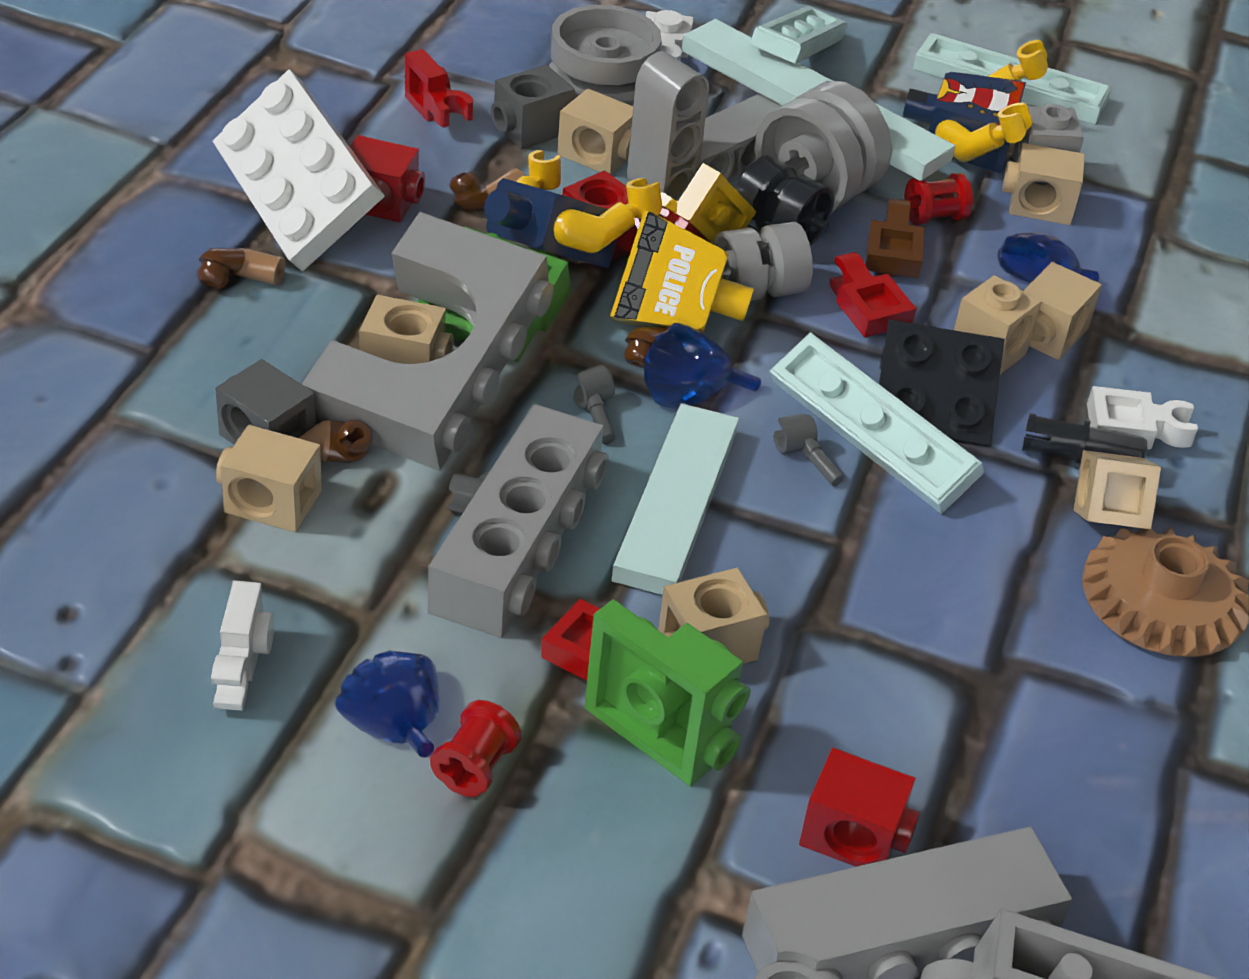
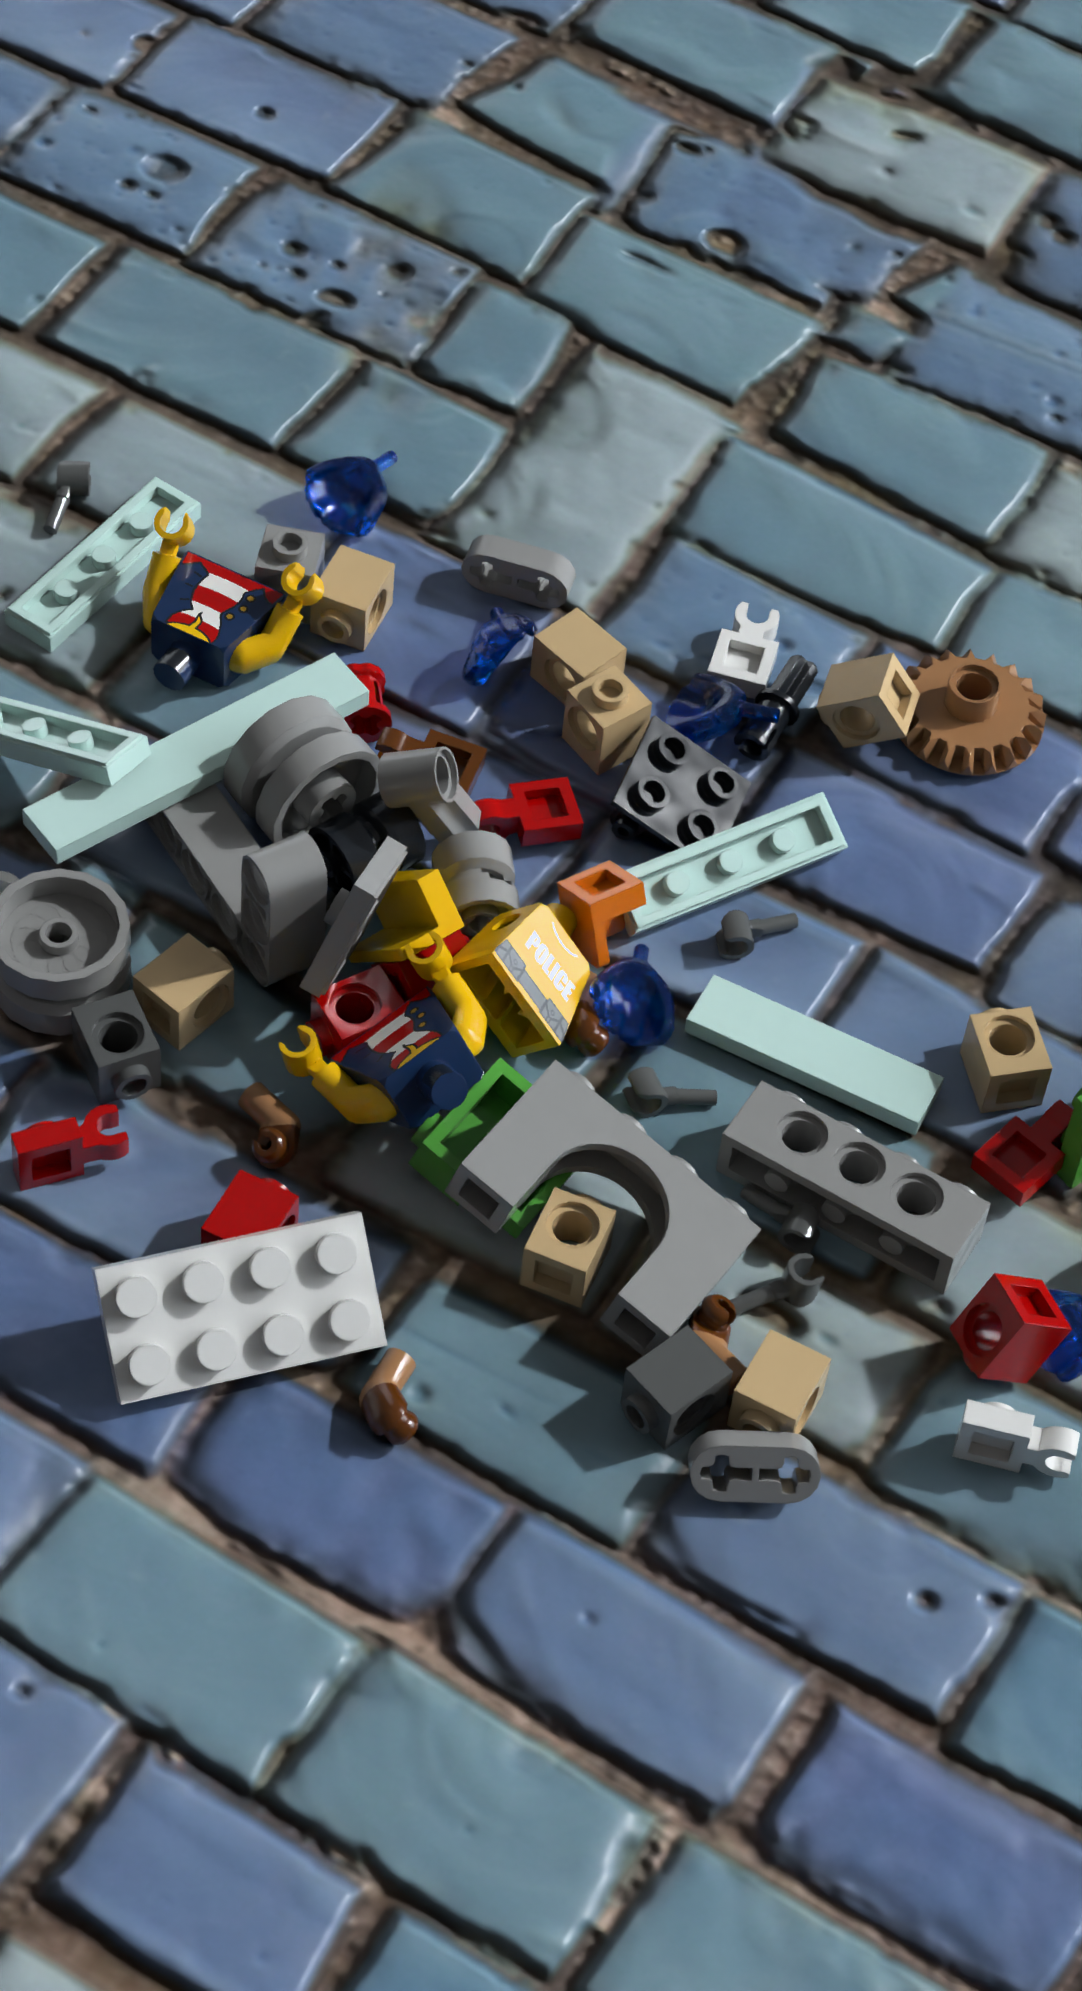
camera: 80 degrees left, 10 degrees up
(187, 466) = (754, 1466): none -> light grey beam
(359, 619) = (1009, 1328): none -> red brick
(402, 488) = (790, 1287): none -> dark grey hand
(665, 148) = (351, 916): none -> light grey plate
(764, 324) = (599, 902): none -> orange panel
(828, 204) = (430, 787): none -> light grey piece
(1044, 397) = (712, 708): none -> clear blue piece
(1076, 53) = (72, 479): none -> dark grey hand
(1139, 273) = (518, 571): none -> light grey beam
(1166, 178) = (349, 492): none -> clear blue piece

